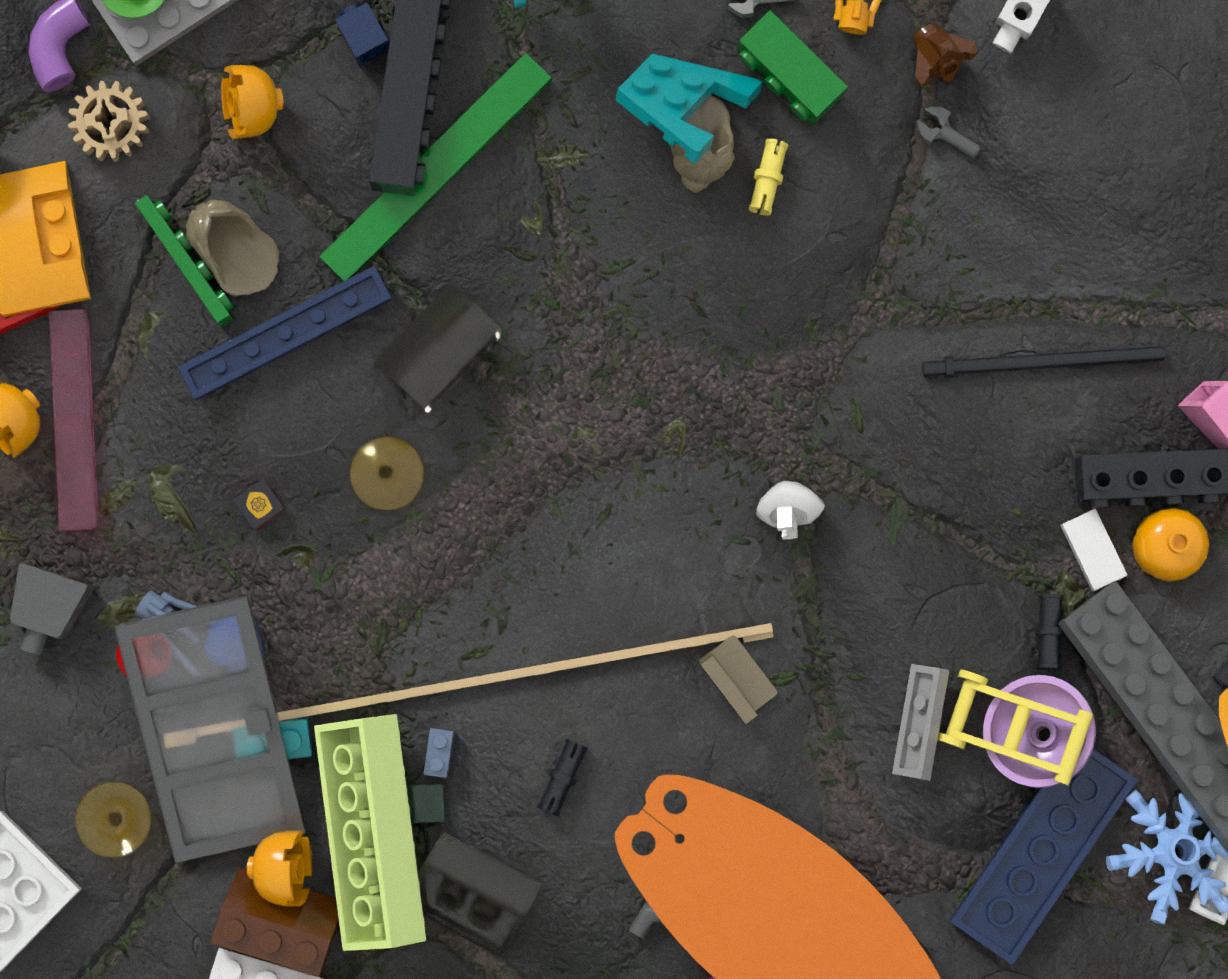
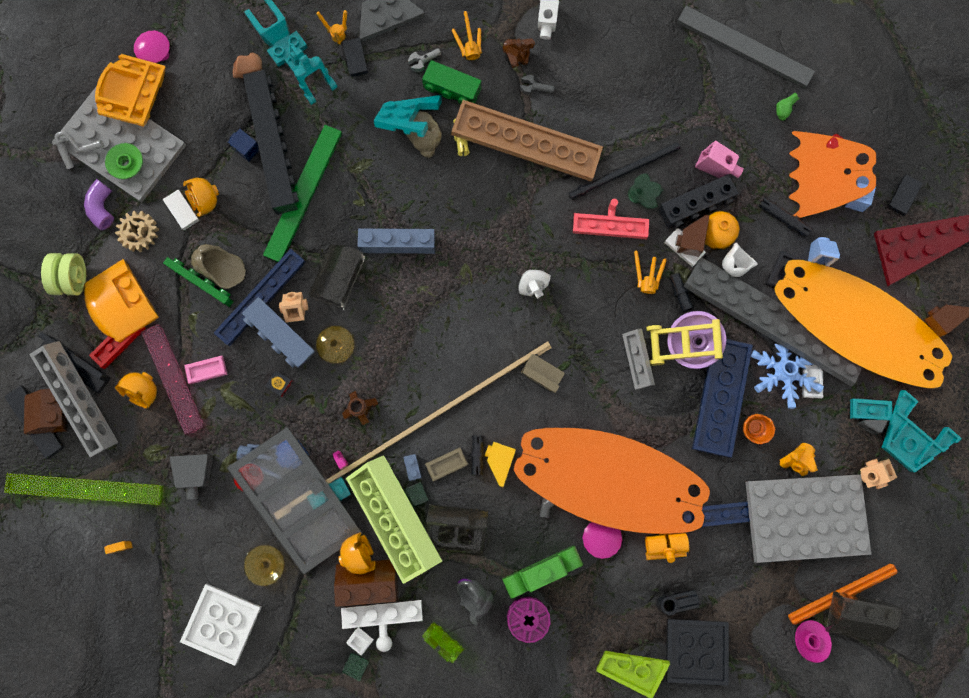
camera: 15 degrees left, 5 degrees down
(138, 427) = (205, 370): none -> bright pink tile
(202, 110) = (181, 210): none -> white tile
(294, 416) = (278, 332): none -> sand blue brick
(316, 687) = (340, 460): none -> dark pink tile
(338, 378) = (293, 306): none -> light nougat brick
(385, 607) = (359, 407): none -> reddish brown rock
(501, 771) = (446, 464): none -> dark tan tile
(571, 328) = (396, 241): none -> sand blue brick
(597, 805) = (499, 460): none -> yellow slope
(886, 235) = (527, 140): none -> medium nougat plate
(975, 454) = (611, 224): none -> coral plate
(998, 592) = (649, 284): none -> light orange plant
(1070, 416) = (647, 190): none -> clear green plate
(1082, 934) = (758, 429): none -> orange hair
(1113, 541) = (692, 238): none -> reddish brown slope
(1187, 614) = (740, 259): none -> white hair

